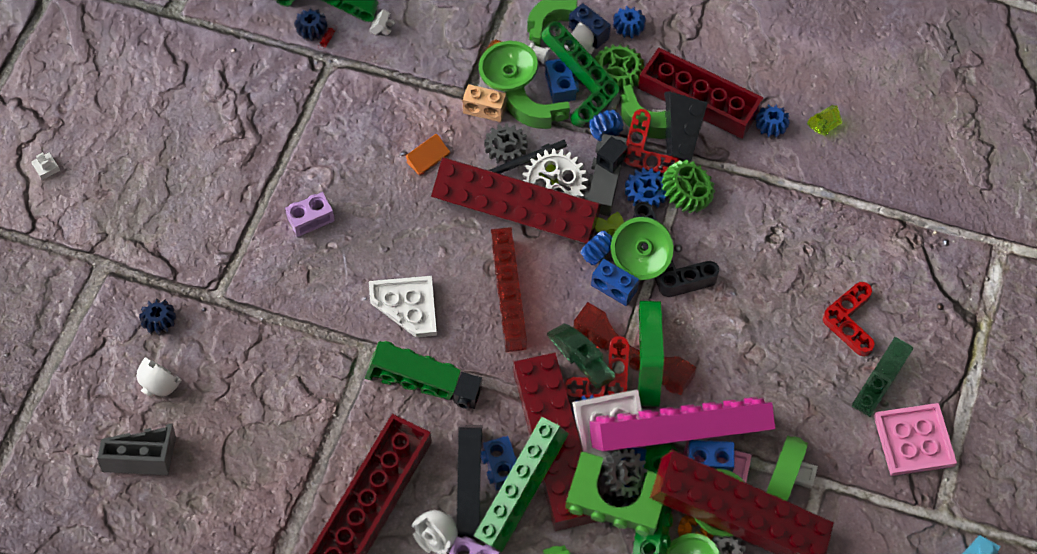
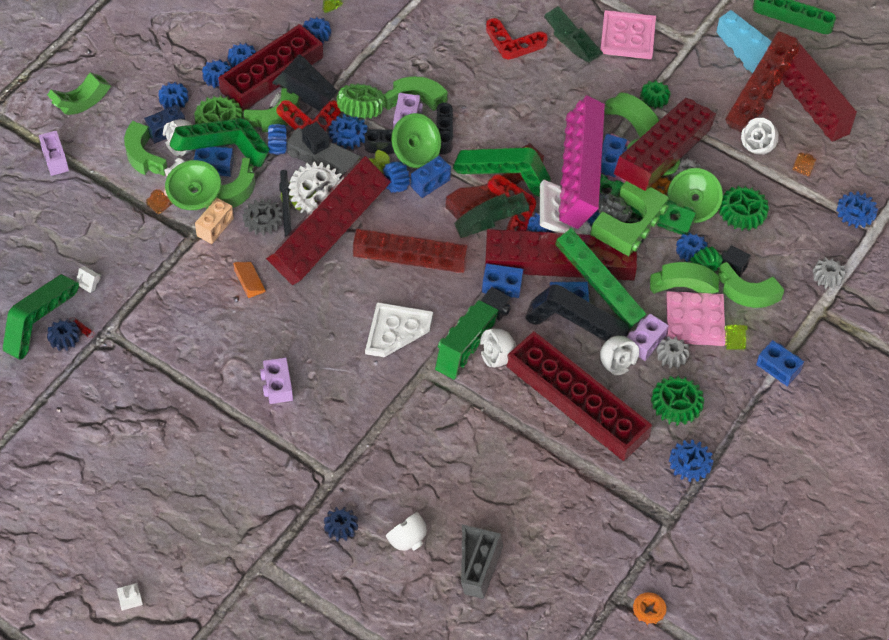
camera: 75 degrees left, 5 degrees down
(409, 405) = (496, 347): none -> white cylinder
(500, 390) = (500, 279): none -> blue brick
(676, 46) = (213, 71): none -> blue gear
(693, 233) = (407, 105): none -> lavender brick
(708, 61) = (239, 53): none -> blue gear
(732, 233) = (430, 91): none -> bright green arch
(835, 483) = (655, 94): none -> green gear

